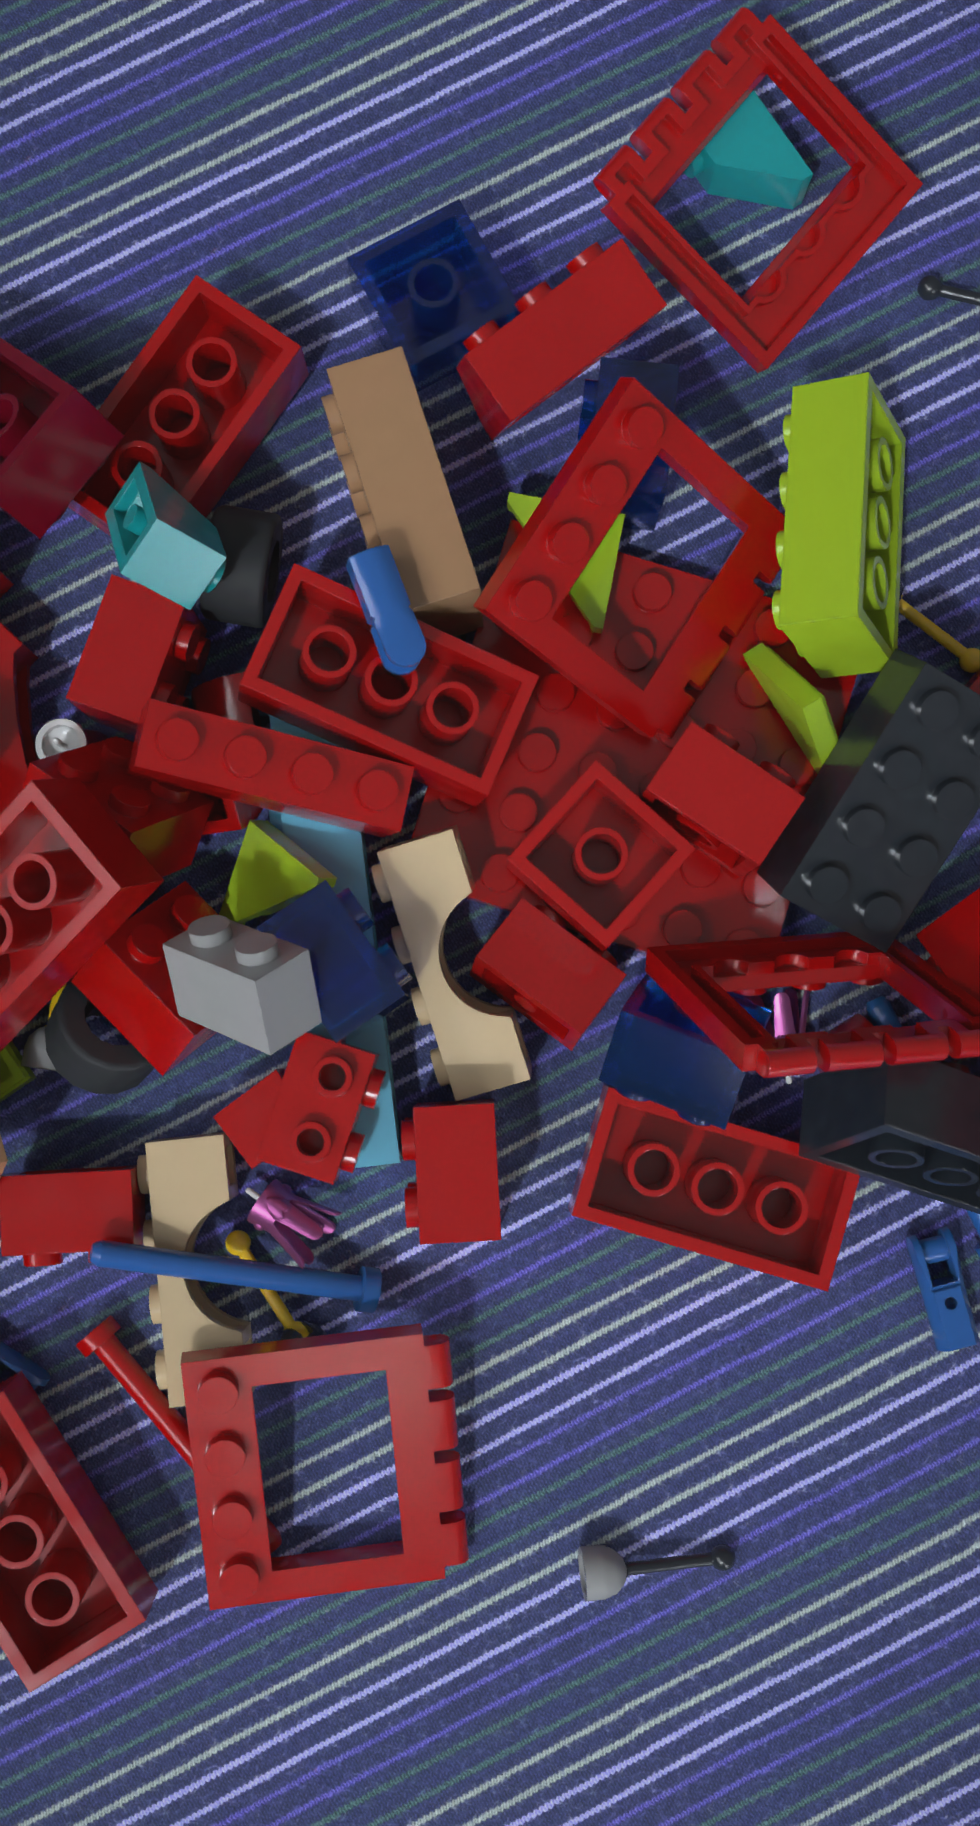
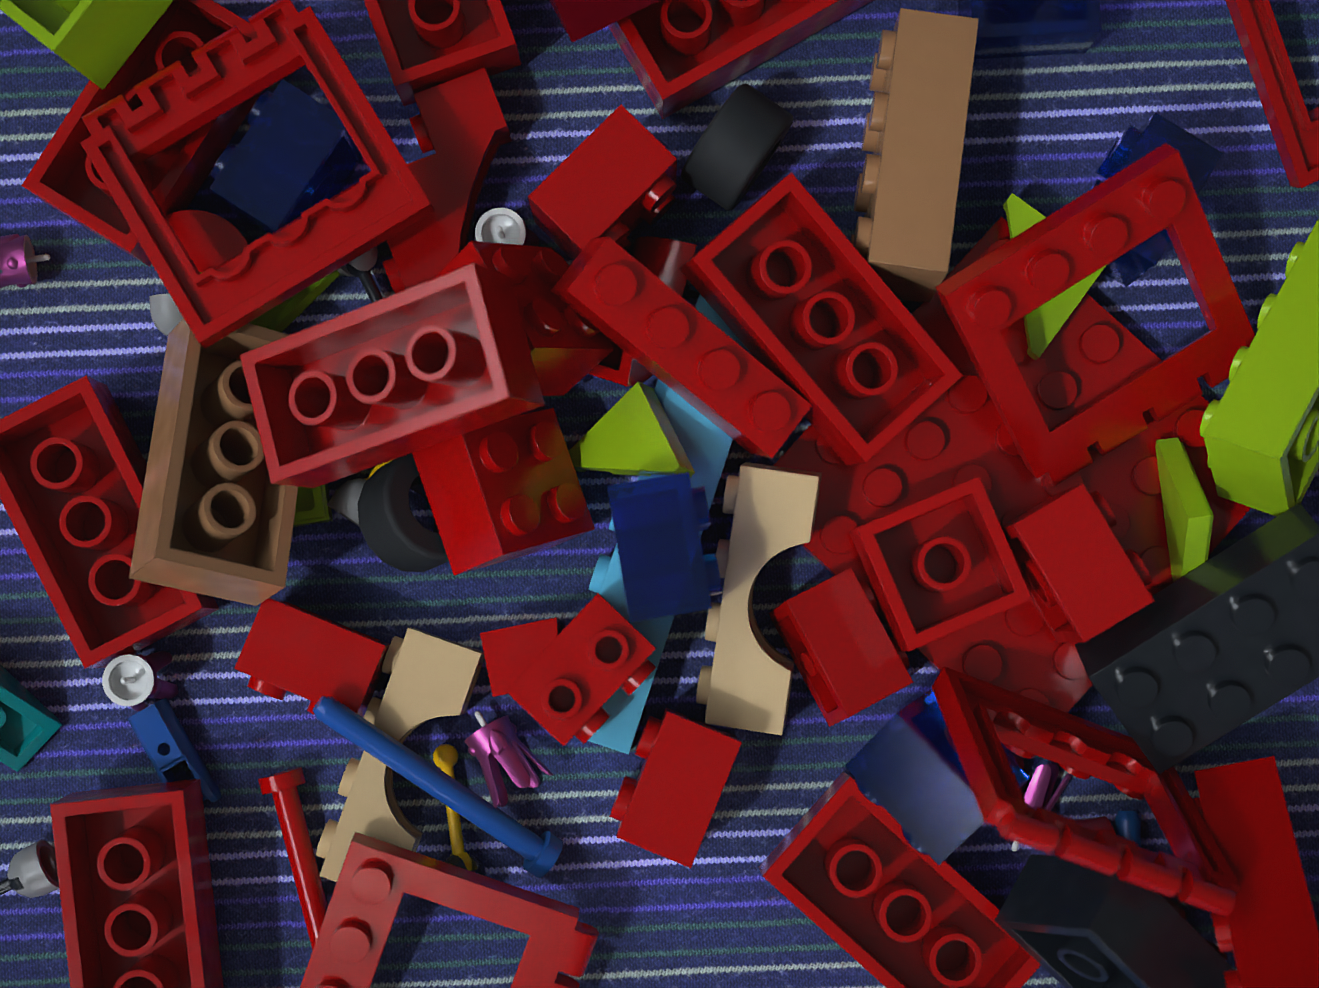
camera: 25 degrees right, 0 degrees up
(164, 539) = (683, 94): teal slope -> none
(243, 983) = (572, 529): light grey brick -> none
(387, 609) = (855, 254): blue bar -> none
(556, 335) = (1123, 72): red slope -> none

